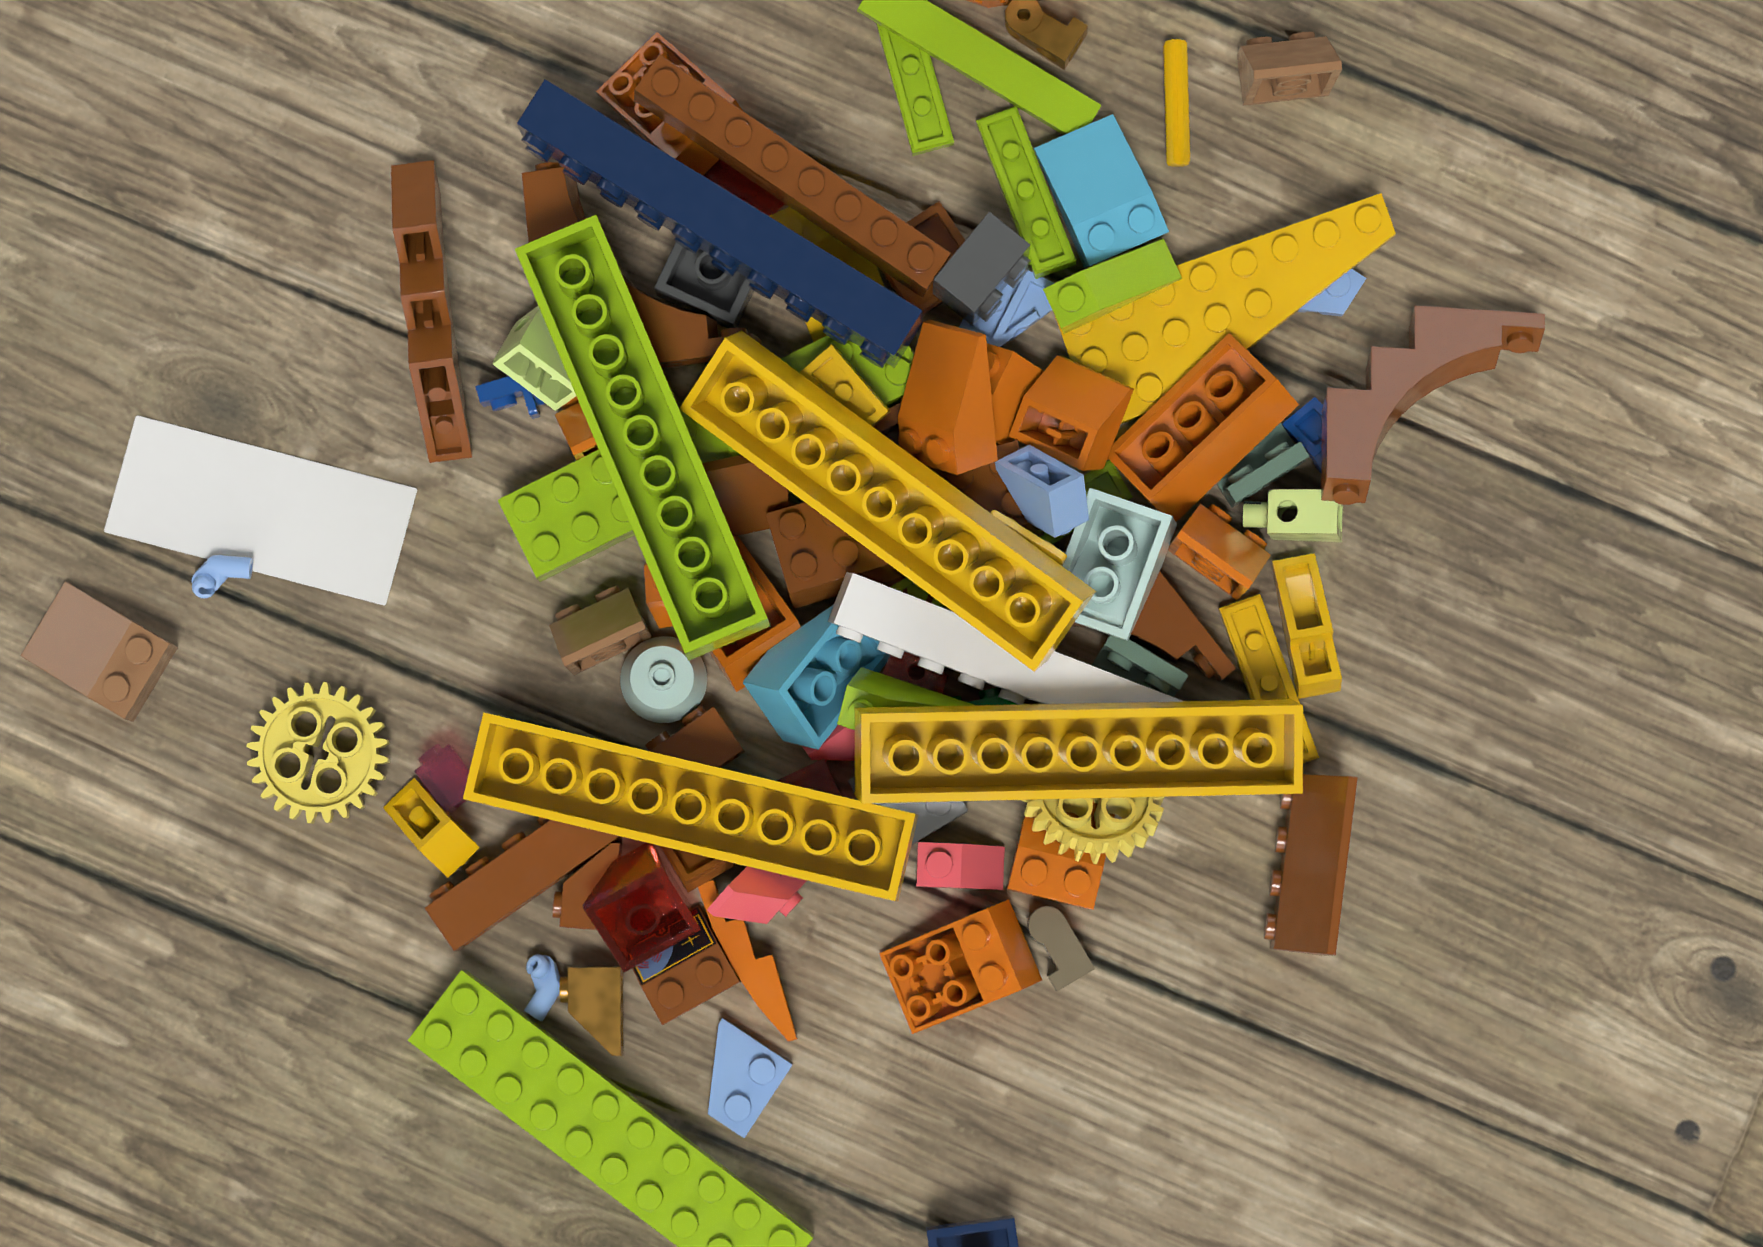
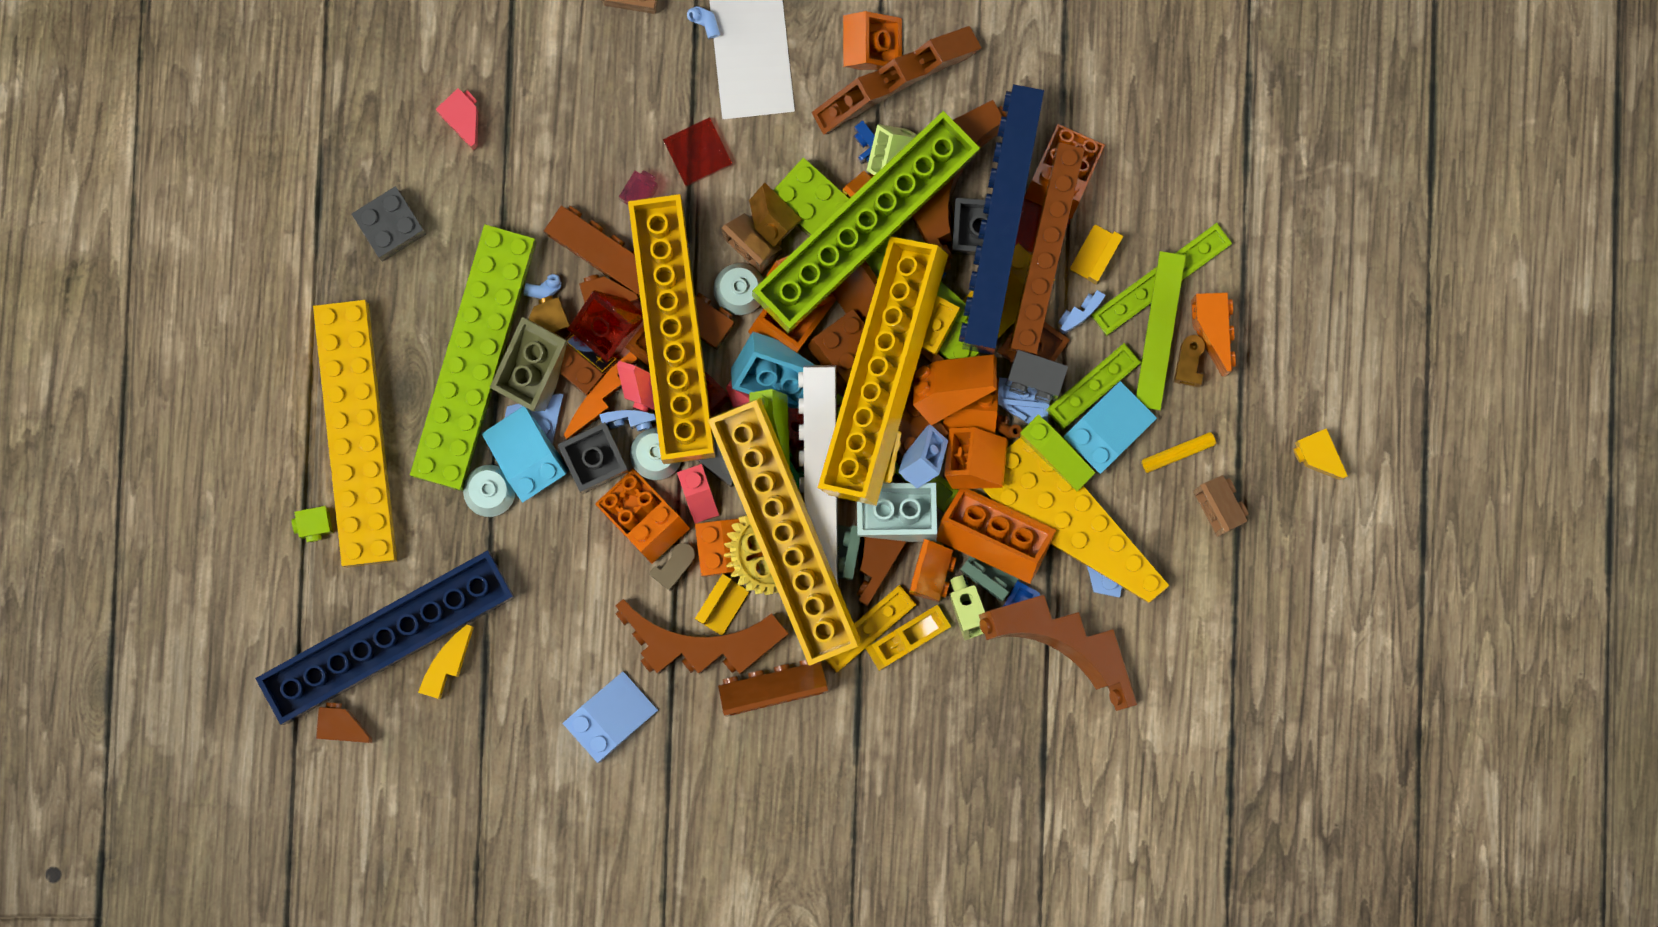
camera: 70 degrees right, 0 degrees up
(220, 1011) = (461, 115): none -> coral slope
(281, 738) = (624, 137): light yellow gear -> none
(346, 1192) = (388, 224): none -> dark grey brick
(354, 326) = (871, 40): none -> orange slope
(422, 663) = (697, 152): none -> clear red tile
(431, 828) = (606, 191): yellow slope -> none
(570, 582) = (772, 215): none -> pearl gold slope
(662, 1052) = (530, 366): none -> olive slope
(795, 1114) = (524, 453): none -> medium azure slope
(805, 918) = (637, 419): none -> light blue slope
(822, 109) = (1095, 253): none -> yellow panel
(829, 1192) = (488, 491): none -> light aqua cone
(842, 1009) = (593, 458): none -> dark grey brick
(871, 921) = (647, 459): none -> light aqua cone
(908, 177) = (1074, 318): none -> light blue slope
(1047, 346) = (1009, 431): none -> dark orange arm
(1146, 895) = (722, 605): none -> yellow panel
(1179, 1009) = (665, 646): none -> dark orange arch
(1257, 1137) = (610, 717): none -> light blue slope

